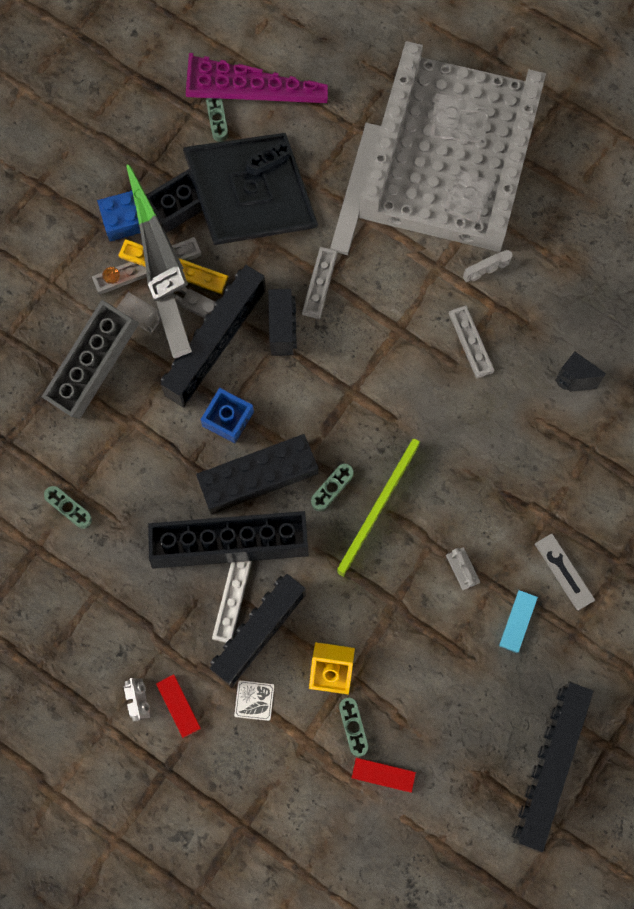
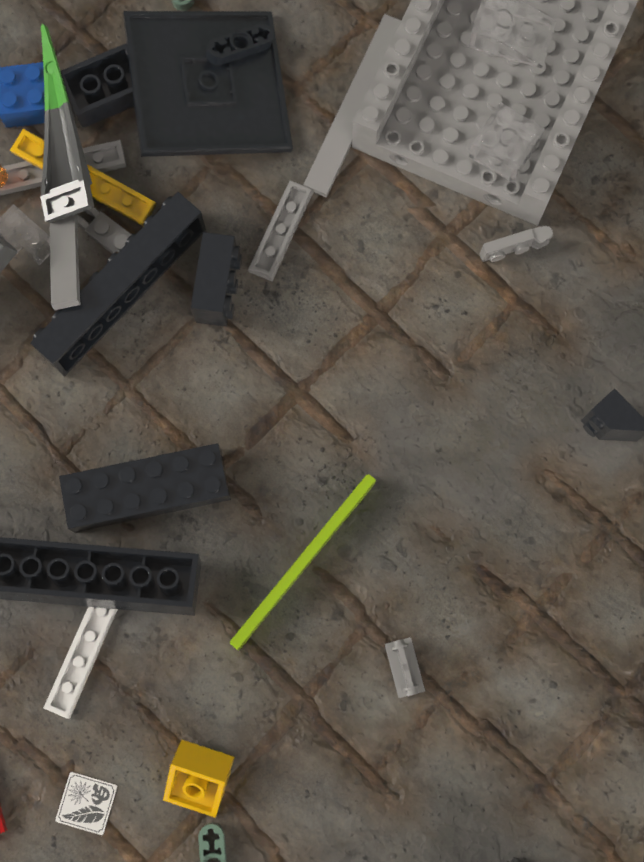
camera: 10 degrees right, 5 degrees up
(227, 415) = (118, 399): blue brick -> none
(258, 630) = (102, 713): black brick -> none
(337, 473) = (224, 529): sand green beam -> none
(471, 342) = (474, 347): light grey tile -> none
(518, 621) = (467, 755): medium azure tile -> none
(564, 572) = (545, 696): light grey tile -> none

